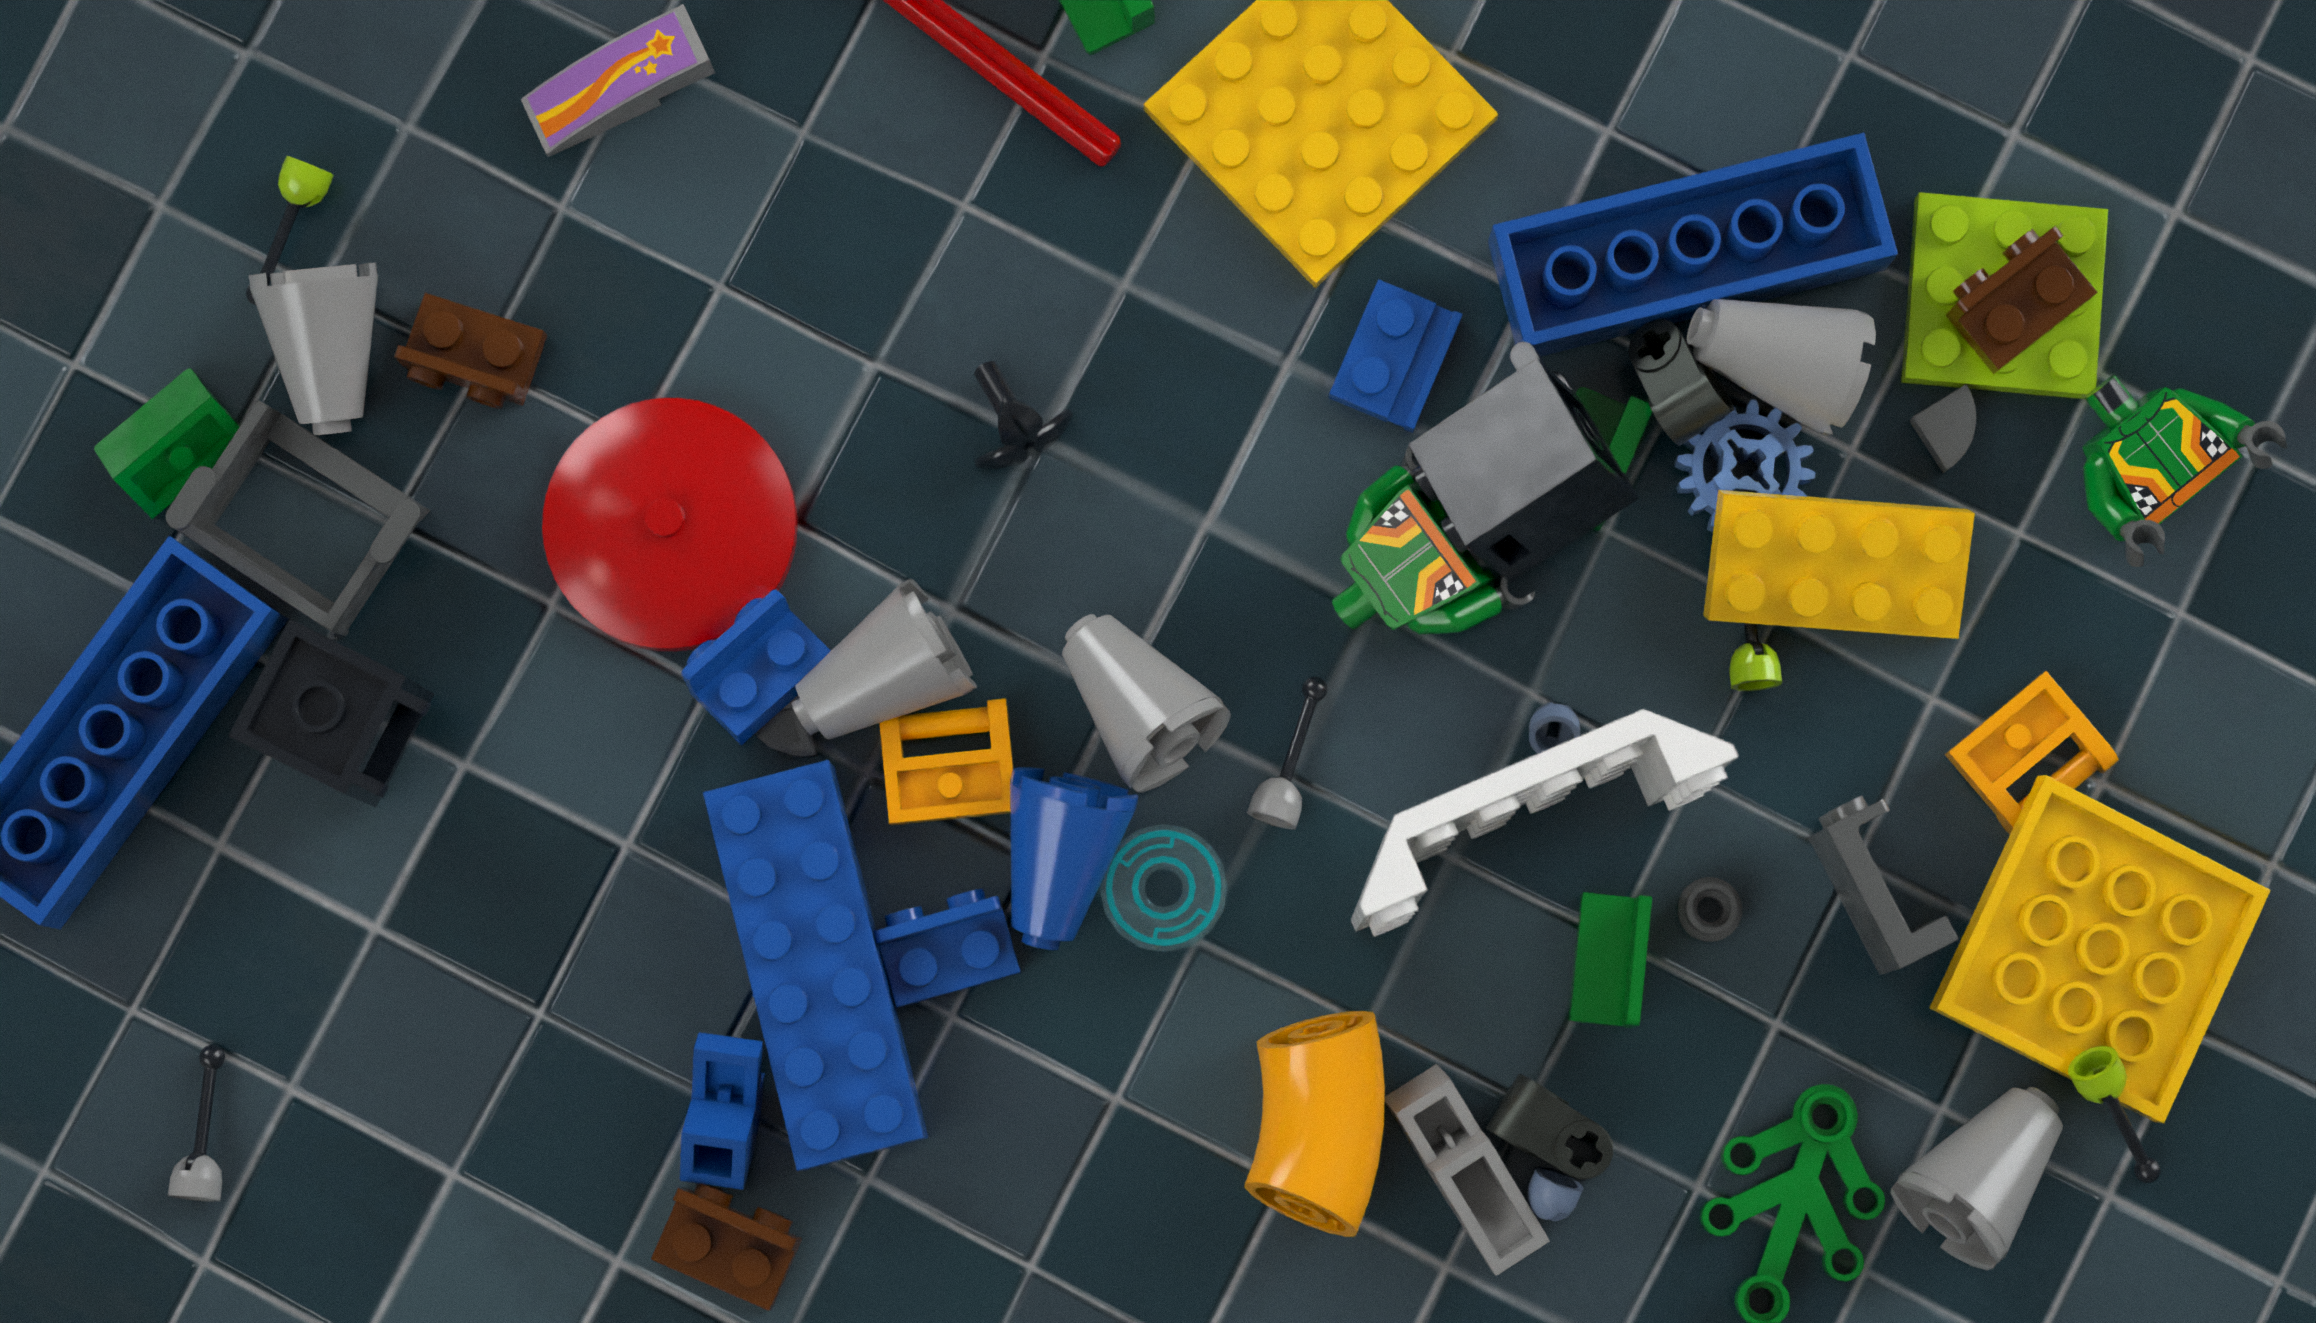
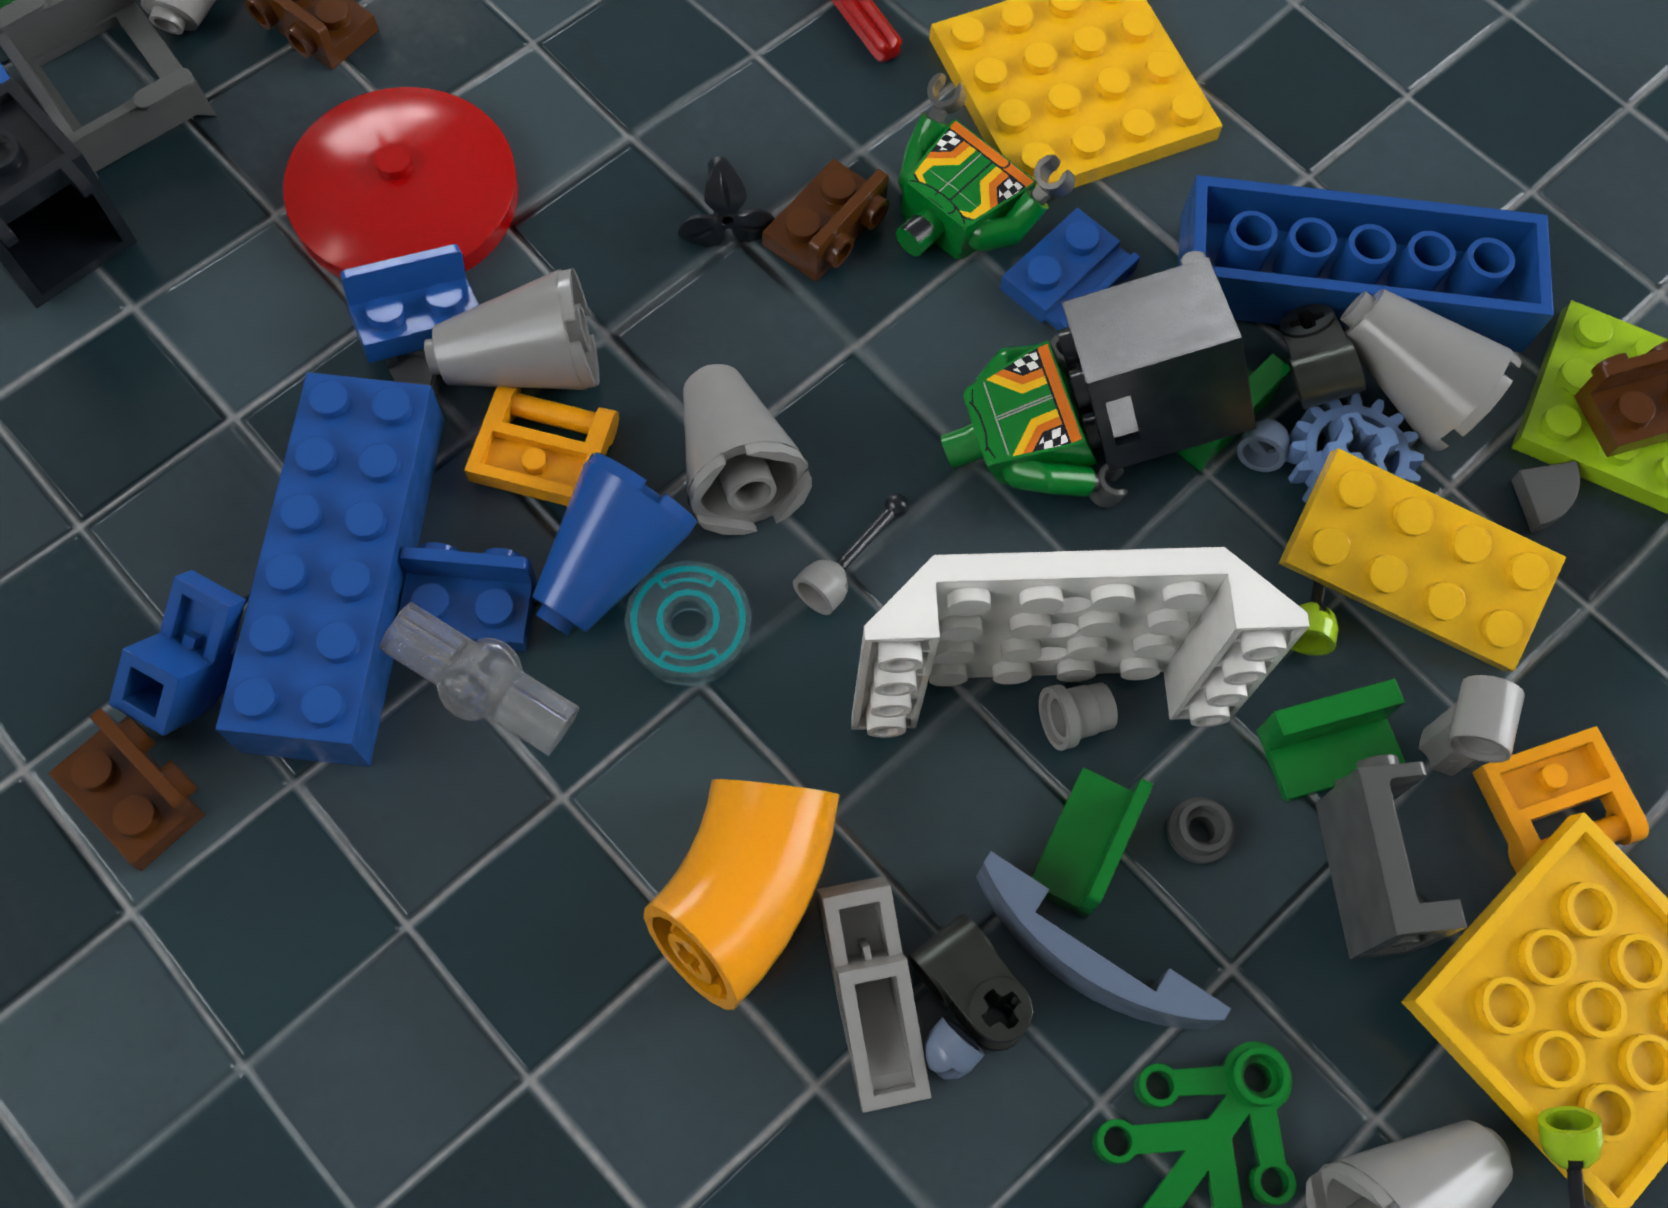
camera: 10 degrees right, 15 degrees down
(1001, 1025) = (479, 678): none -> clear piece
(1123, 391) = (827, 219): none -> reddish brown bracket
(1255, 310) = (964, 189): none -> torso
(1560, 842) = (1076, 713): none -> light grey piece
(1568, 1045) = (1167, 1002): none -> sand blue slope
(1654, 485) = (1256, 446): none -> sand blue hinge
(1808, 777) = (1326, 737): none -> green panel
(1929, 726) = (1476, 727): none -> light grey piece

